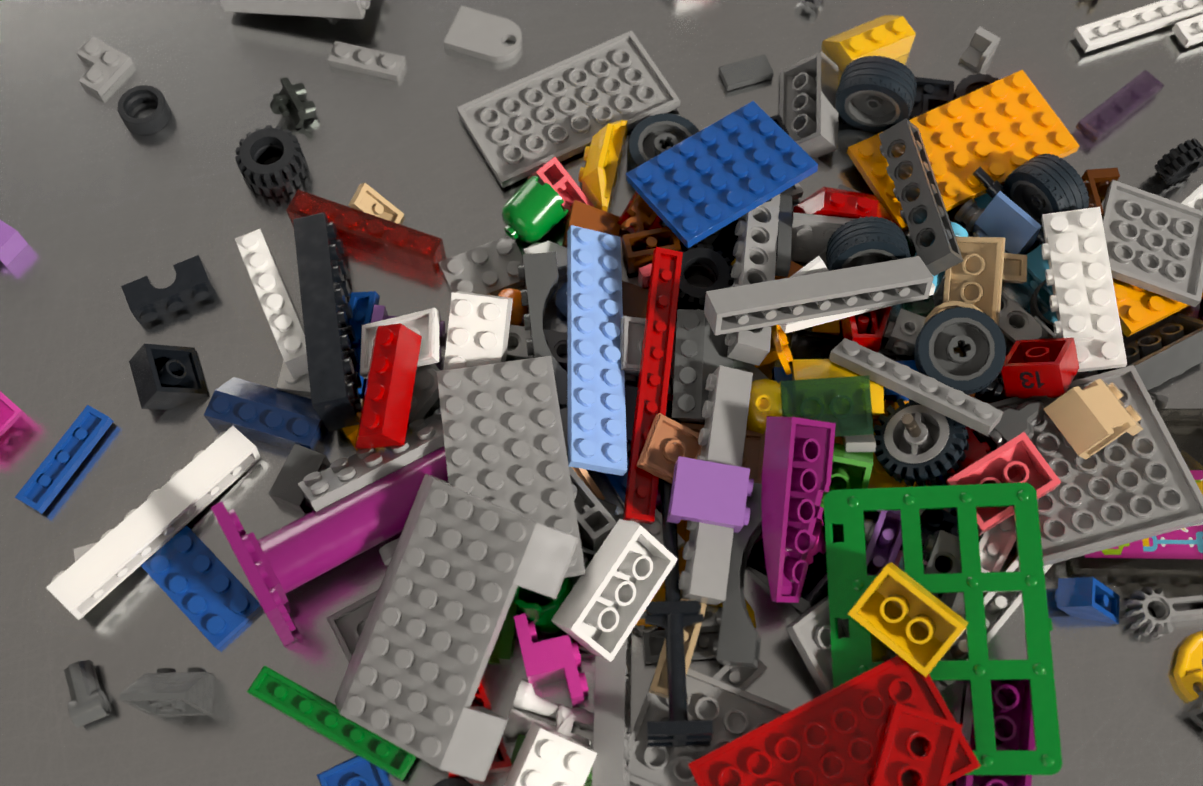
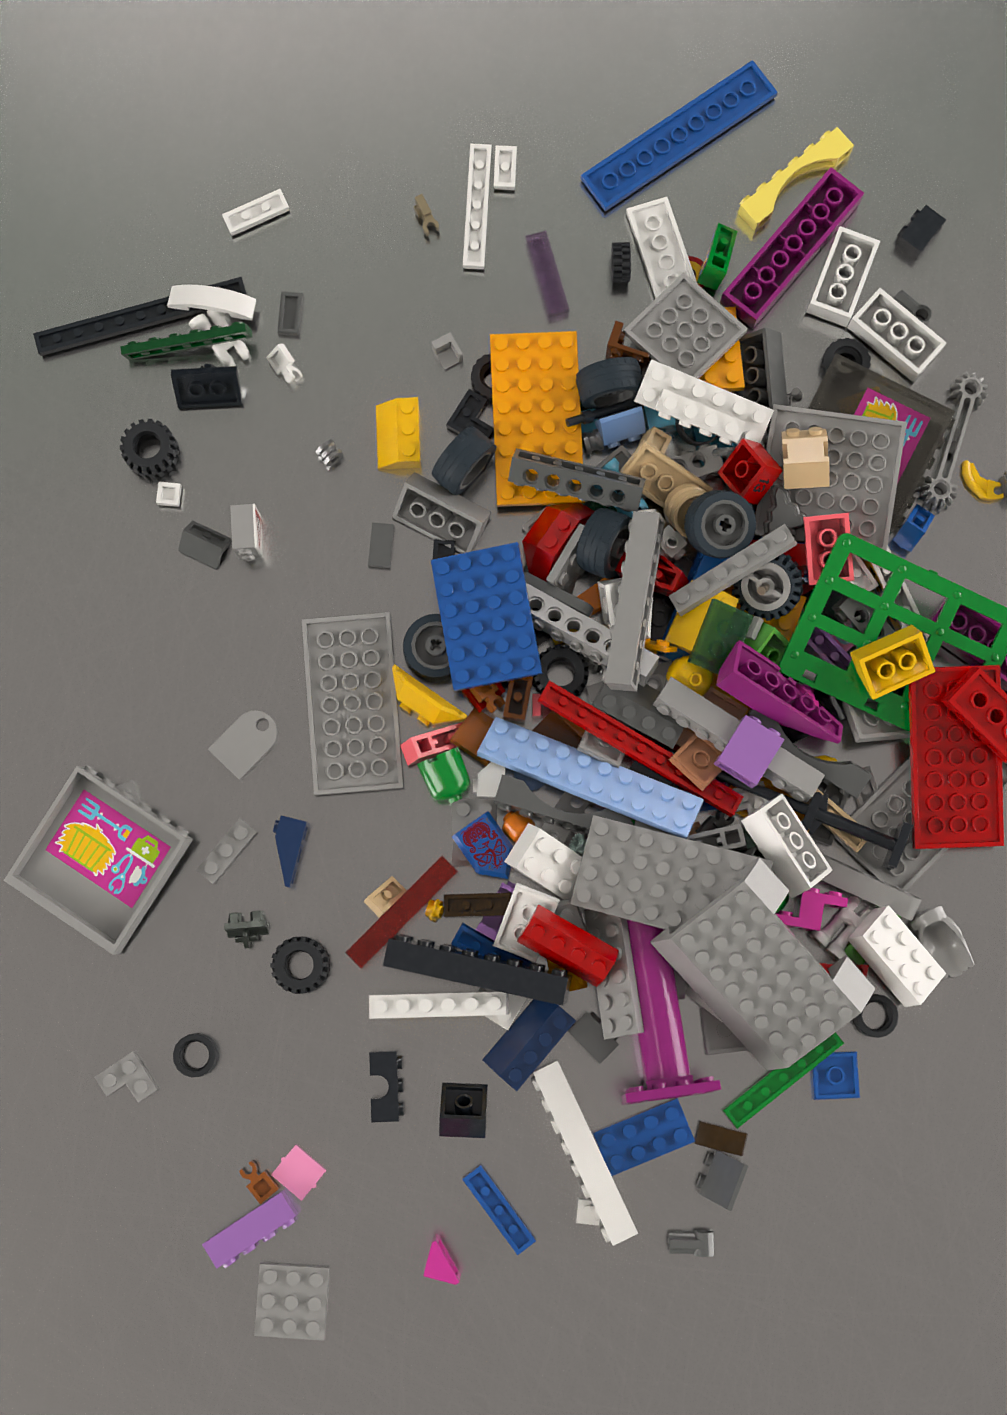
camera: 65 degrees left, 15 degrees up
(27, 216) = (261, 1184): none -> dark orange plate
(50, 249) = (298, 1172): none -> bright pink piece
(228, 678) = (721, 1138): none -> dark brown slope
(382, 263) = (434, 910): none -> yellow plate
(392, 108) = (290, 842): none -> dark blue slope
(400, 291) = (476, 904): none -> dark brown plate
(474, 273) = (485, 846): none -> blue tile

